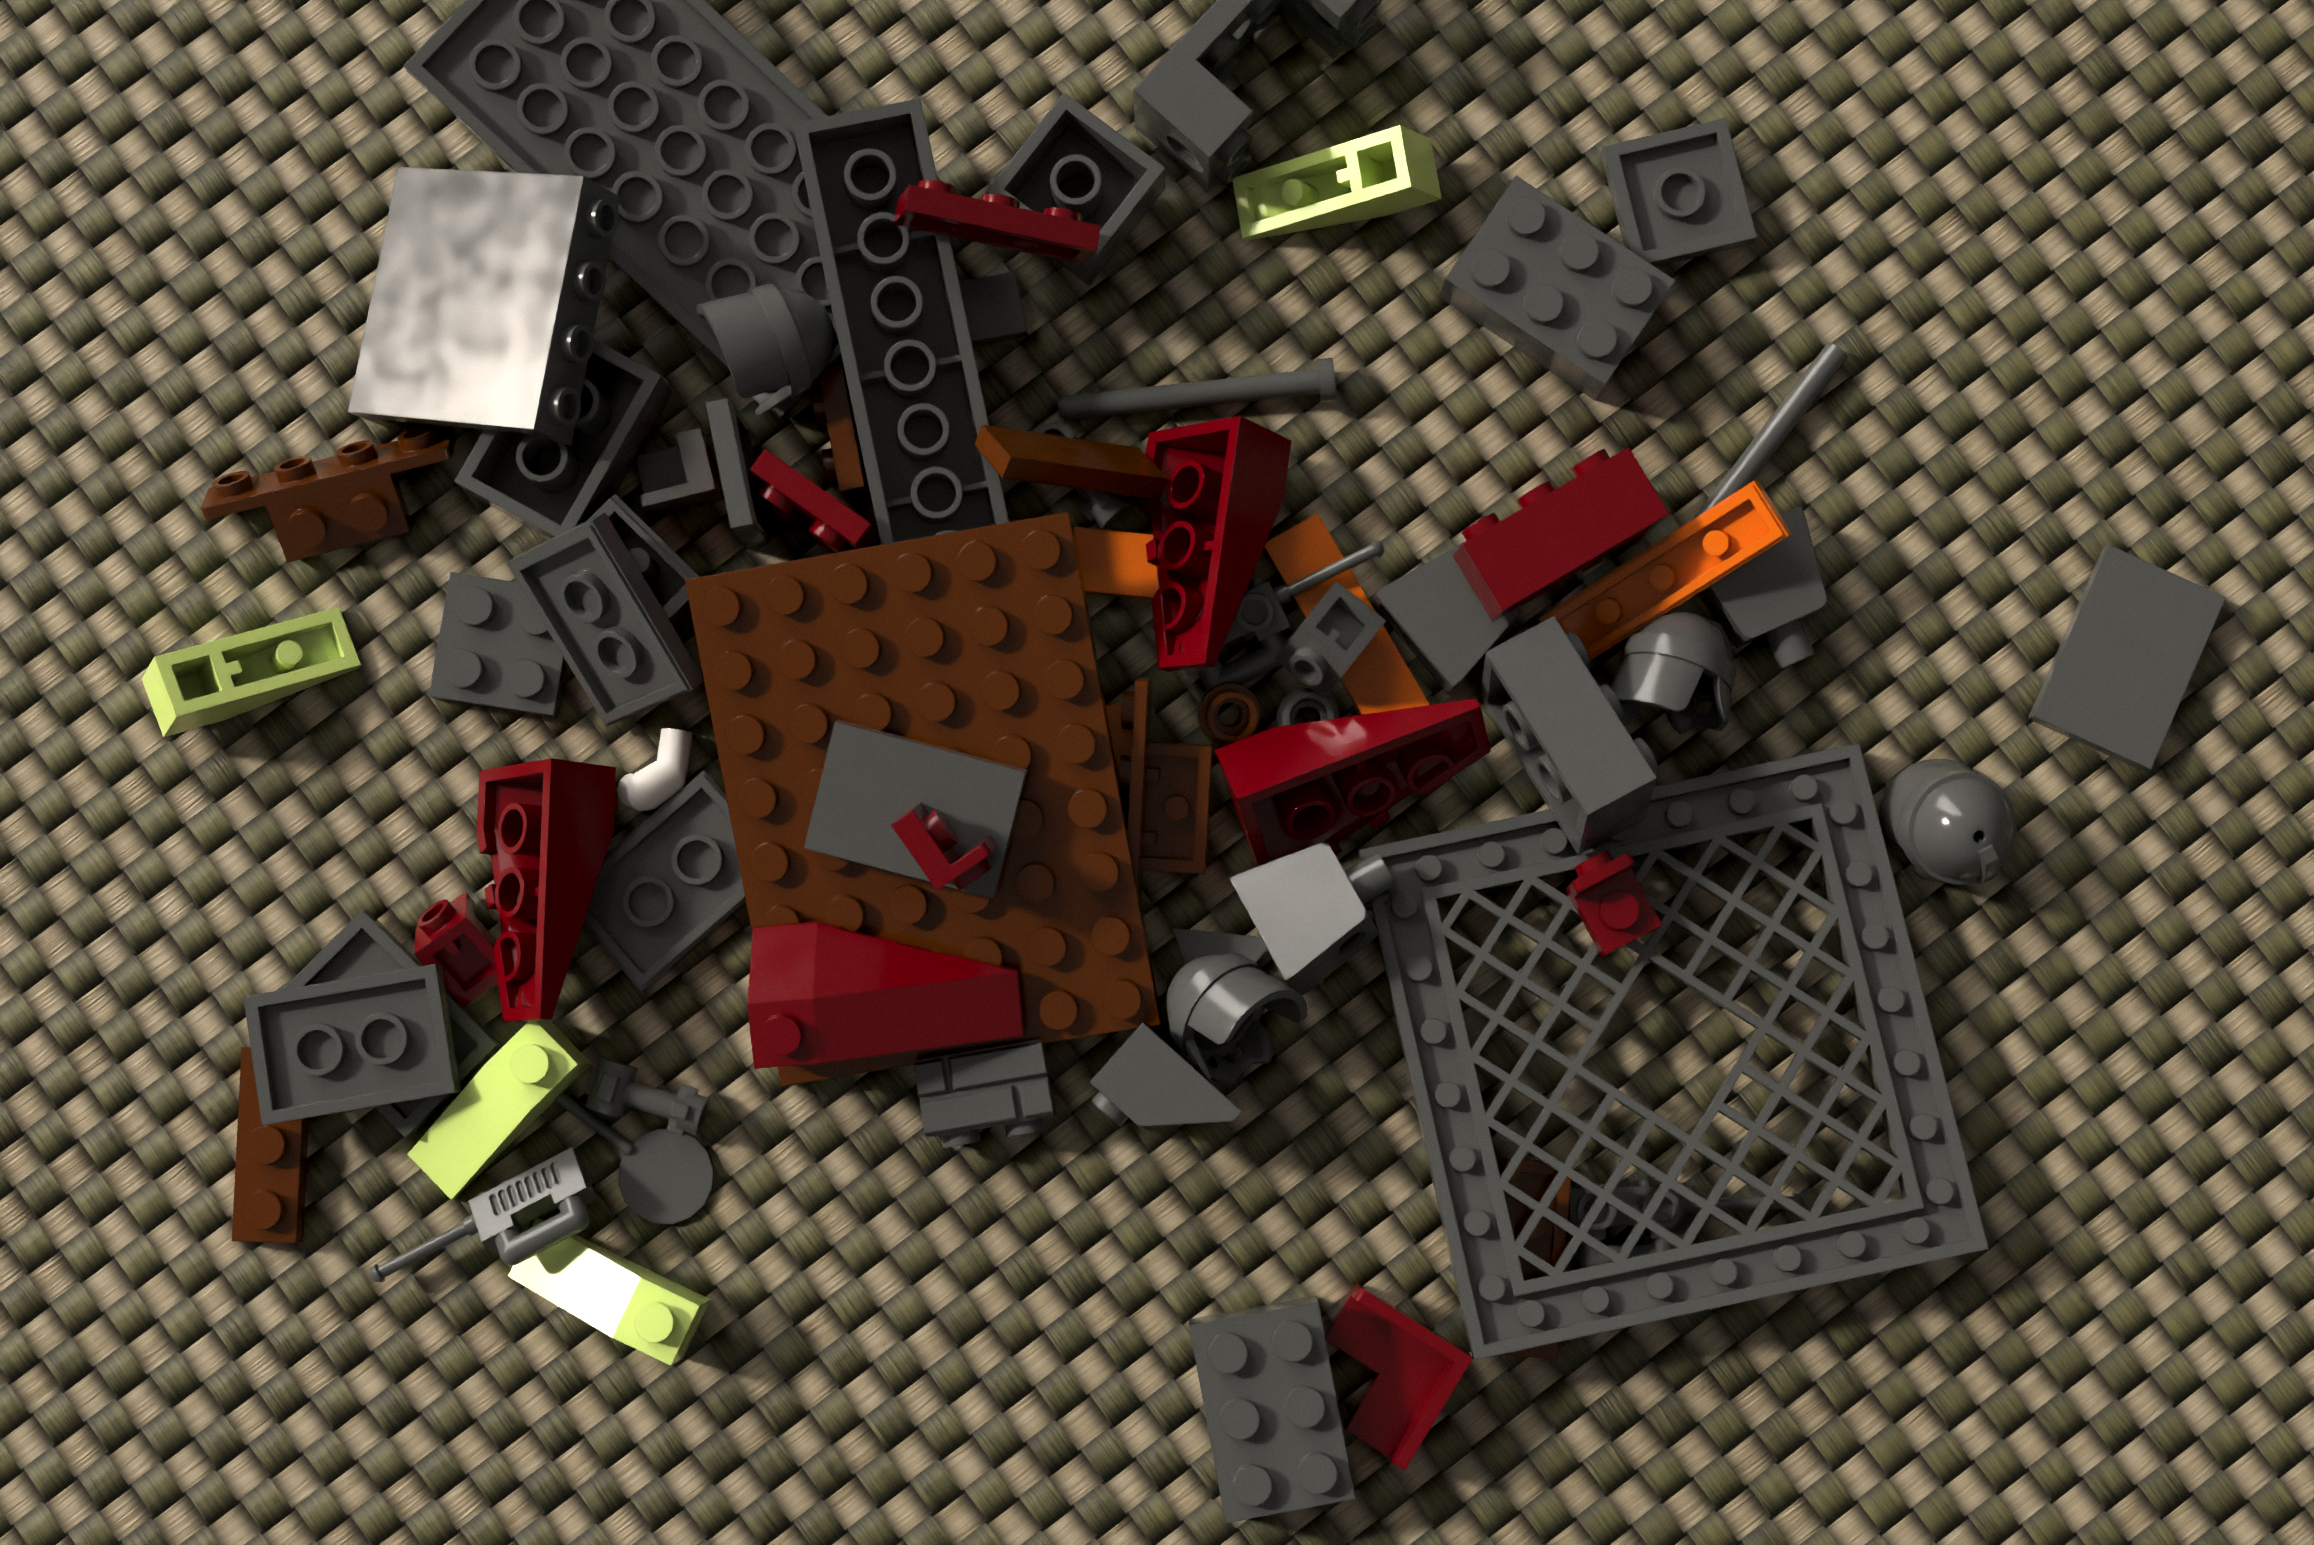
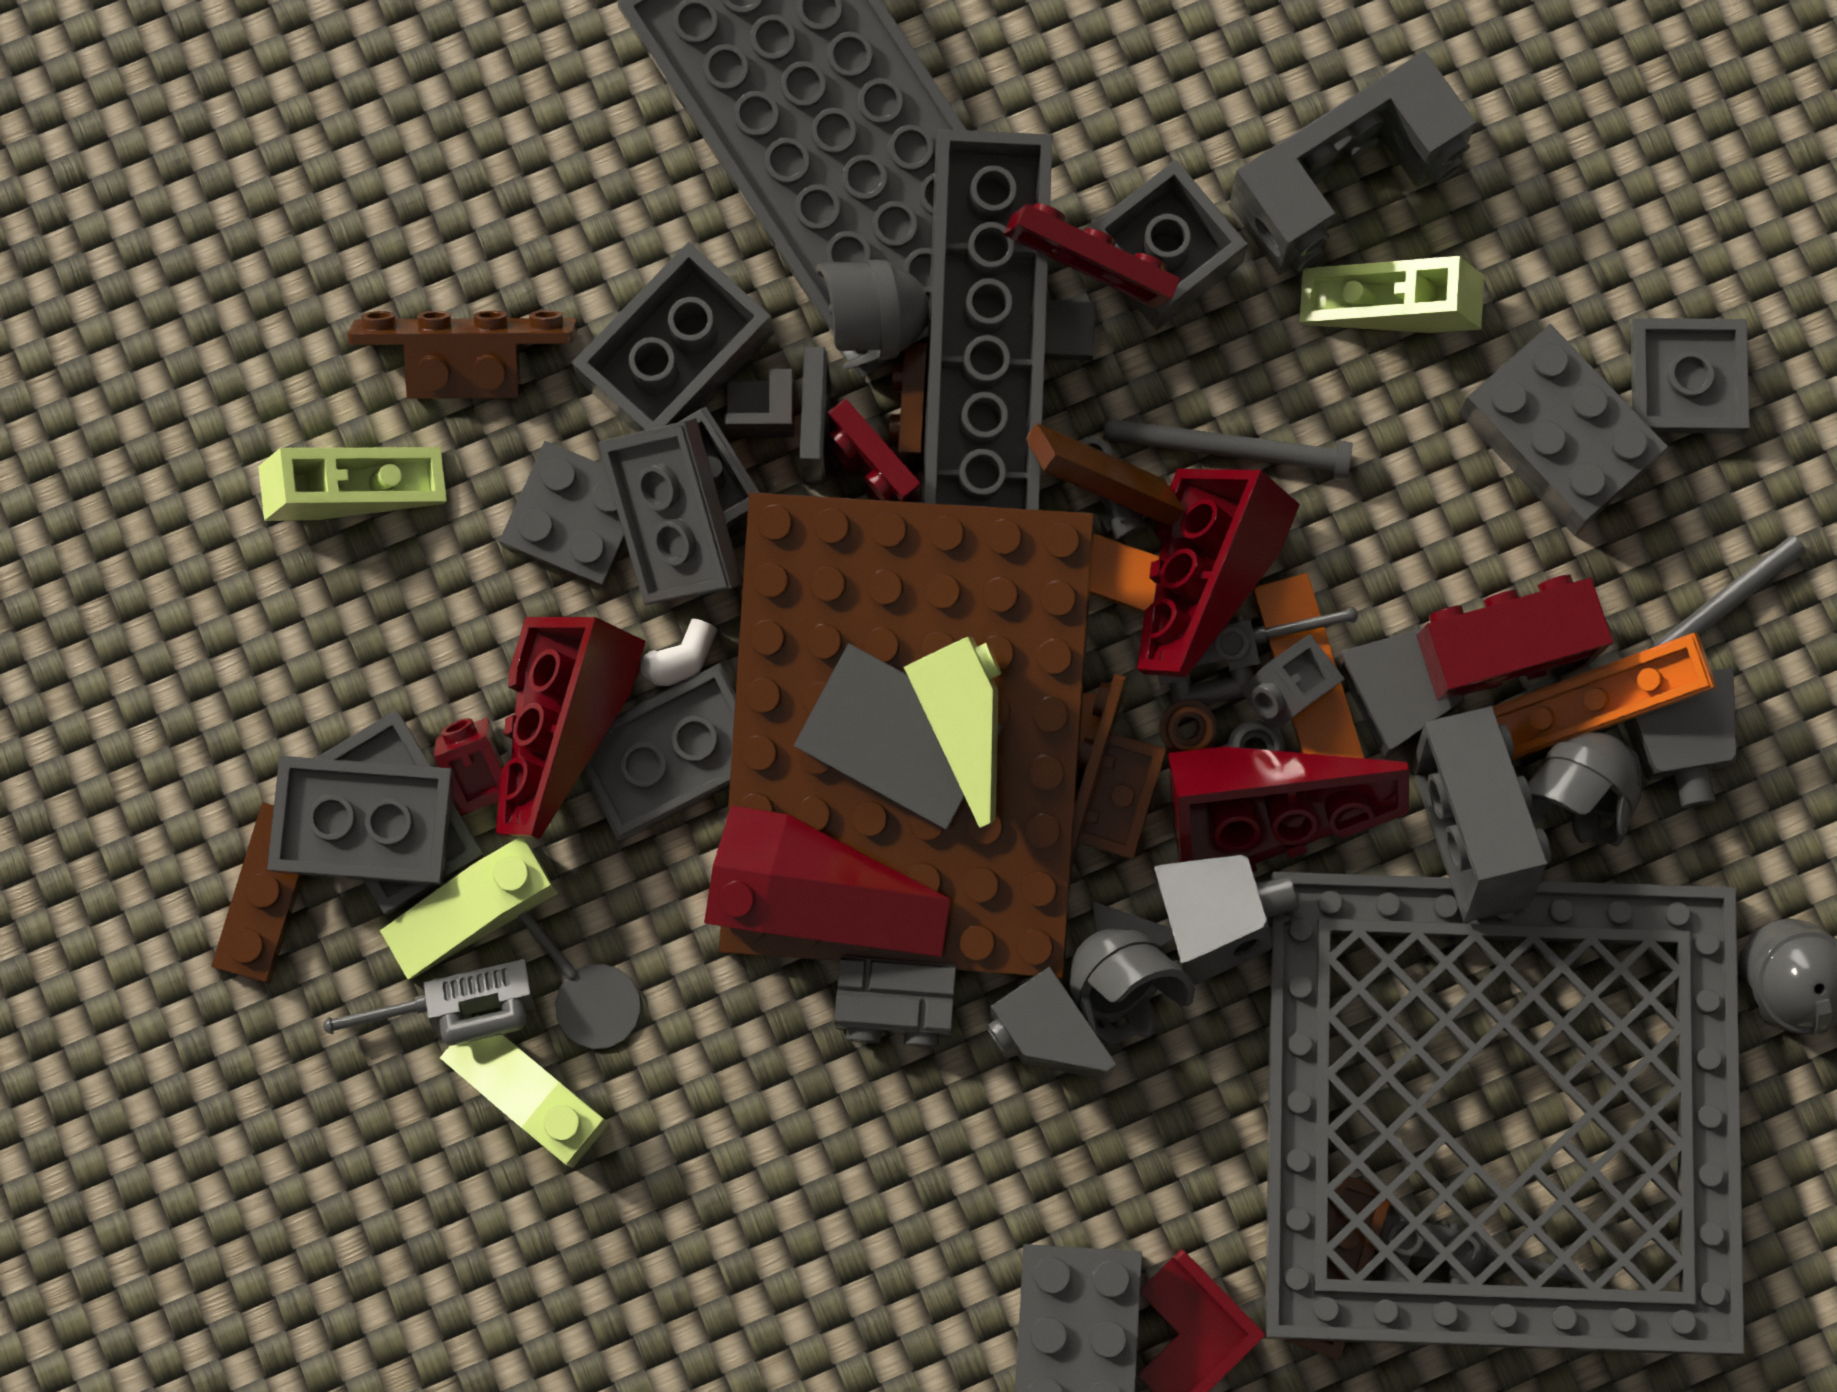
camera: 15 degrees right, 5 degrees down
(485, 301) = (635, 217): panel -> none
(613, 1088) = (573, 918): dark grey bar -> none
(931, 842) = (905, 765): dark red bracket -> none
(979, 770) = (963, 711): none -> yellowish green slope
(1611, 902) = (1483, 969): dark red bracket -> none

